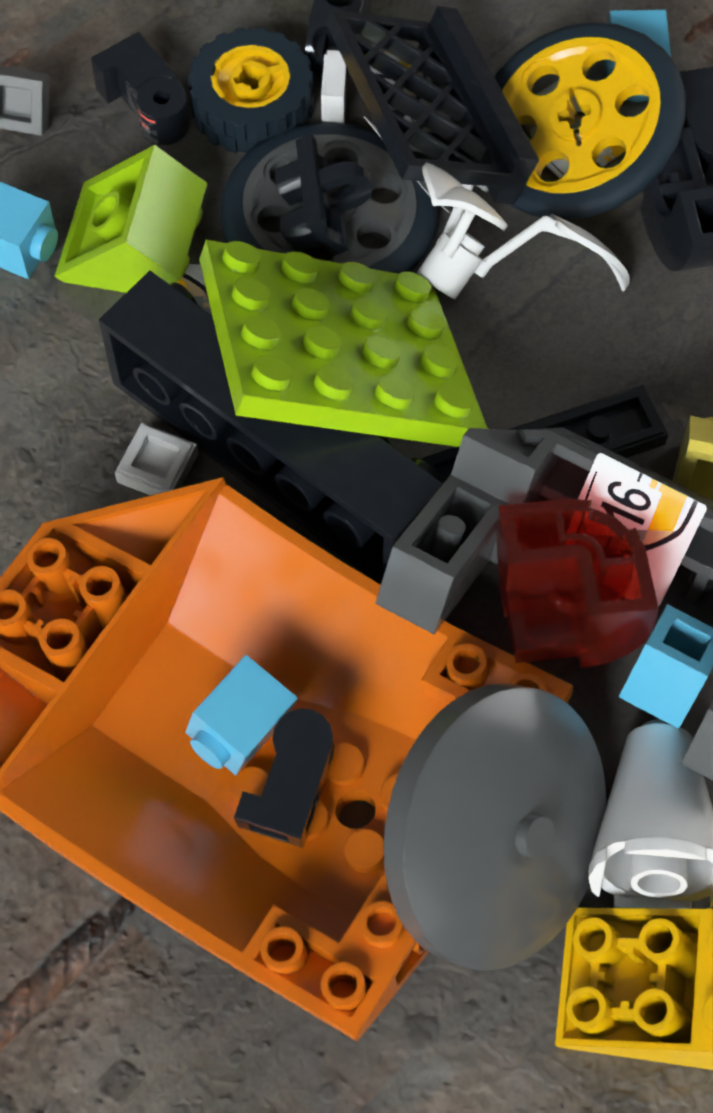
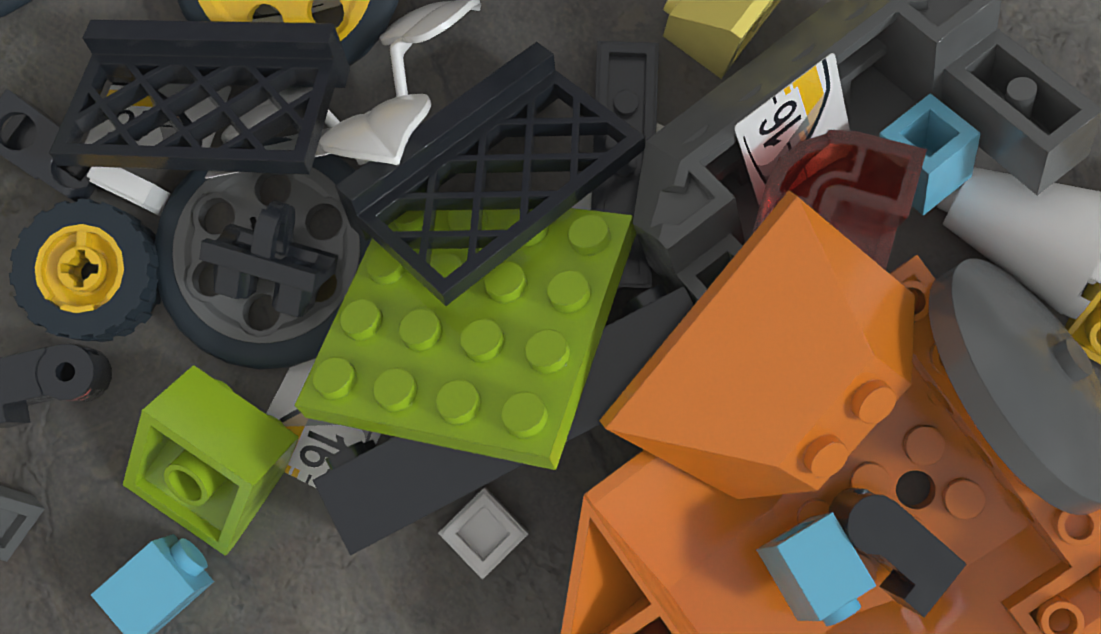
camera: 65 degrees left, 20 degrees up
(412, 565) = (776, 363): none -> orange slope
(481, 292) = (459, 142): none -> black fence

